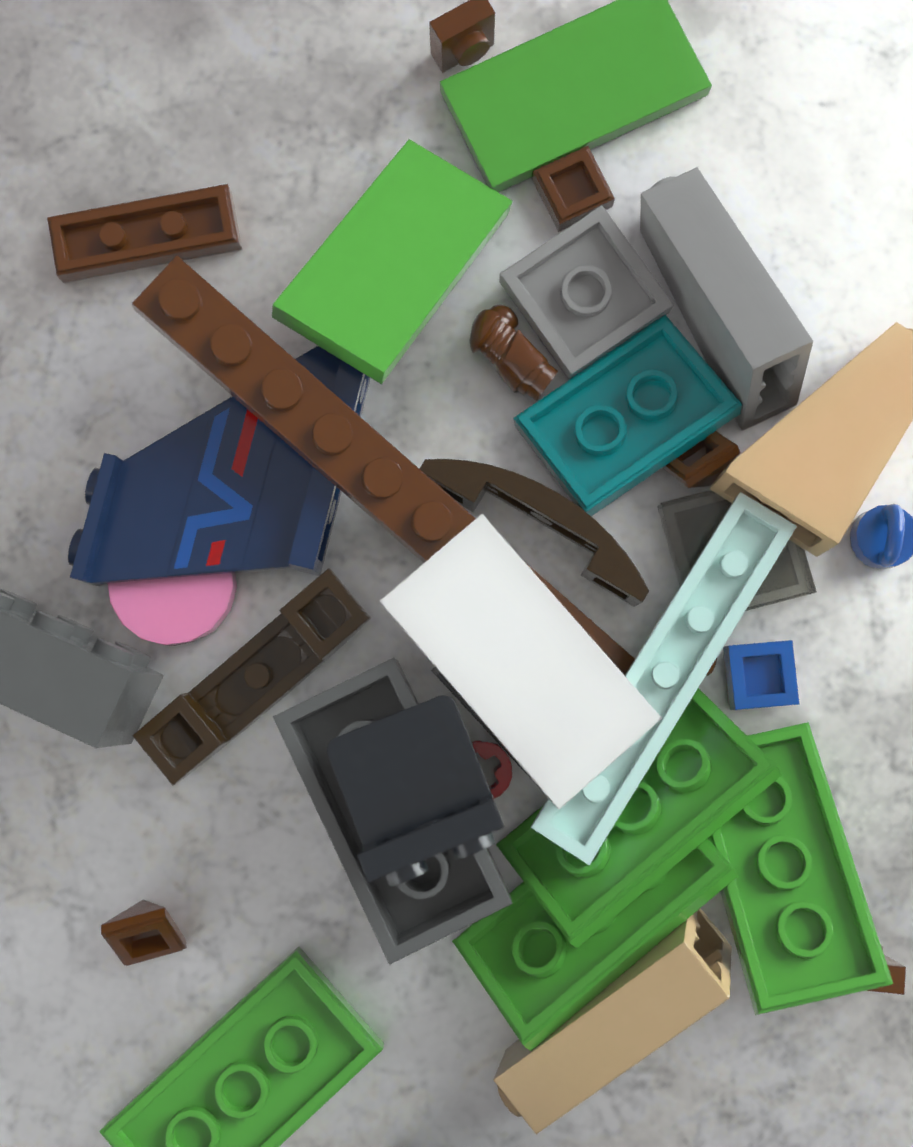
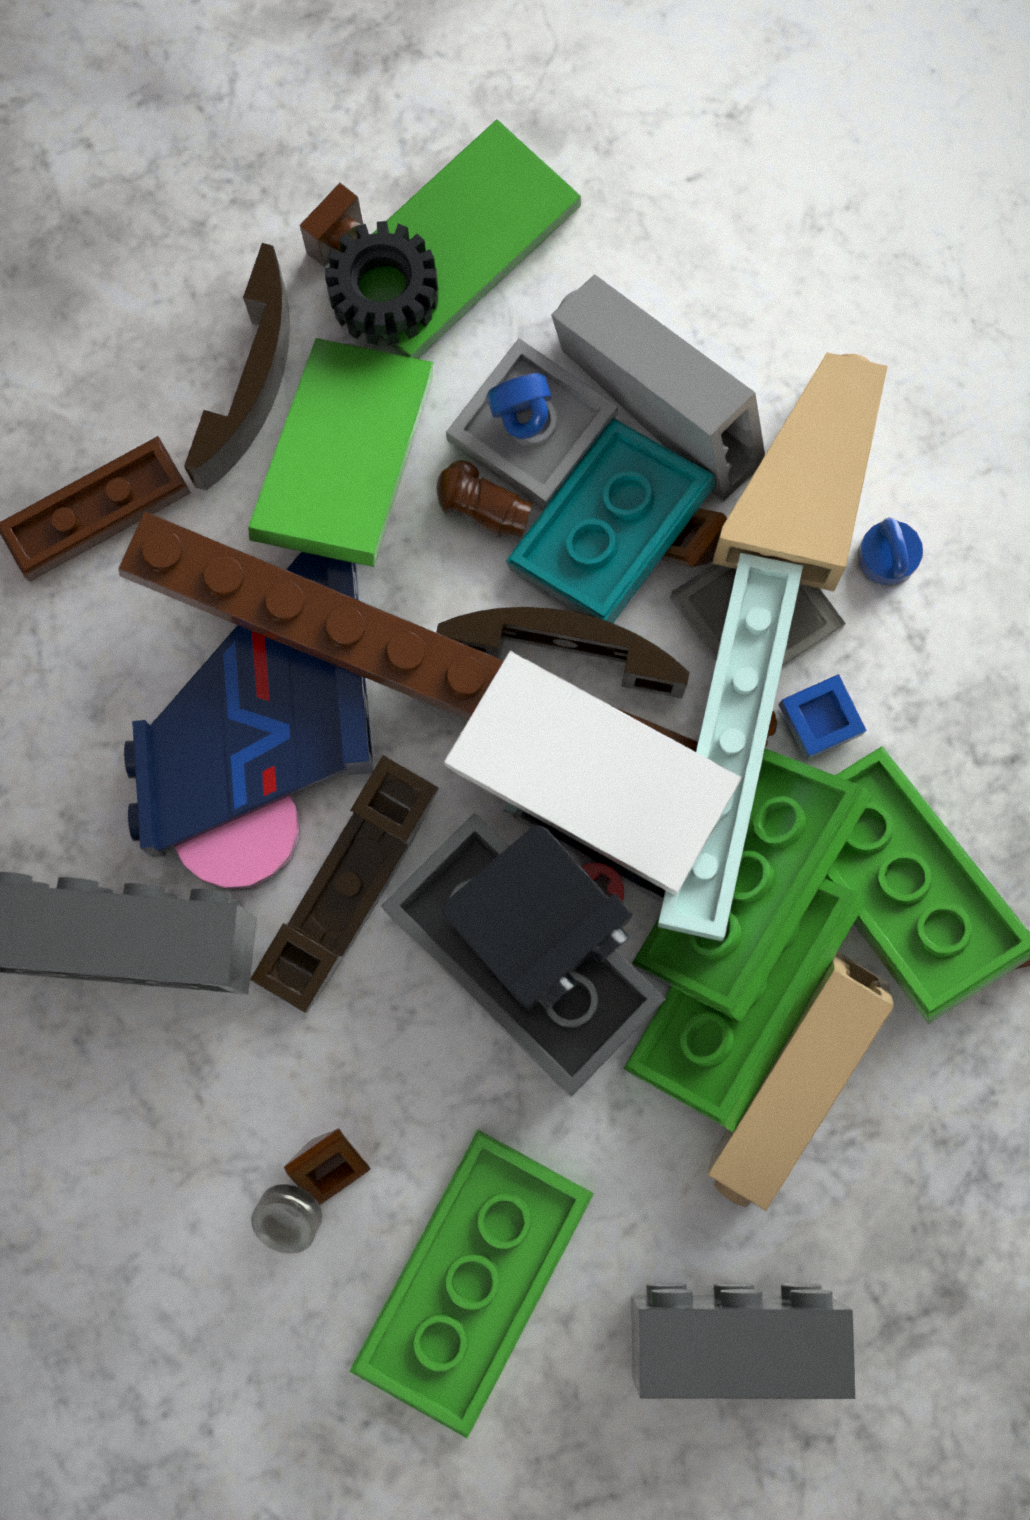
camera: 20 degrees left, 5 degrees down
(90, 970) = (286, 1218): none -> clear smoke tile
(285, 209) = (225, 439): none -> dark brown slope
(489, 73) = (377, 251): none -> black tyre
(572, 187) = (485, 332): reddish brown tile -> none
(580, 262) = (518, 396): none -> blue tile

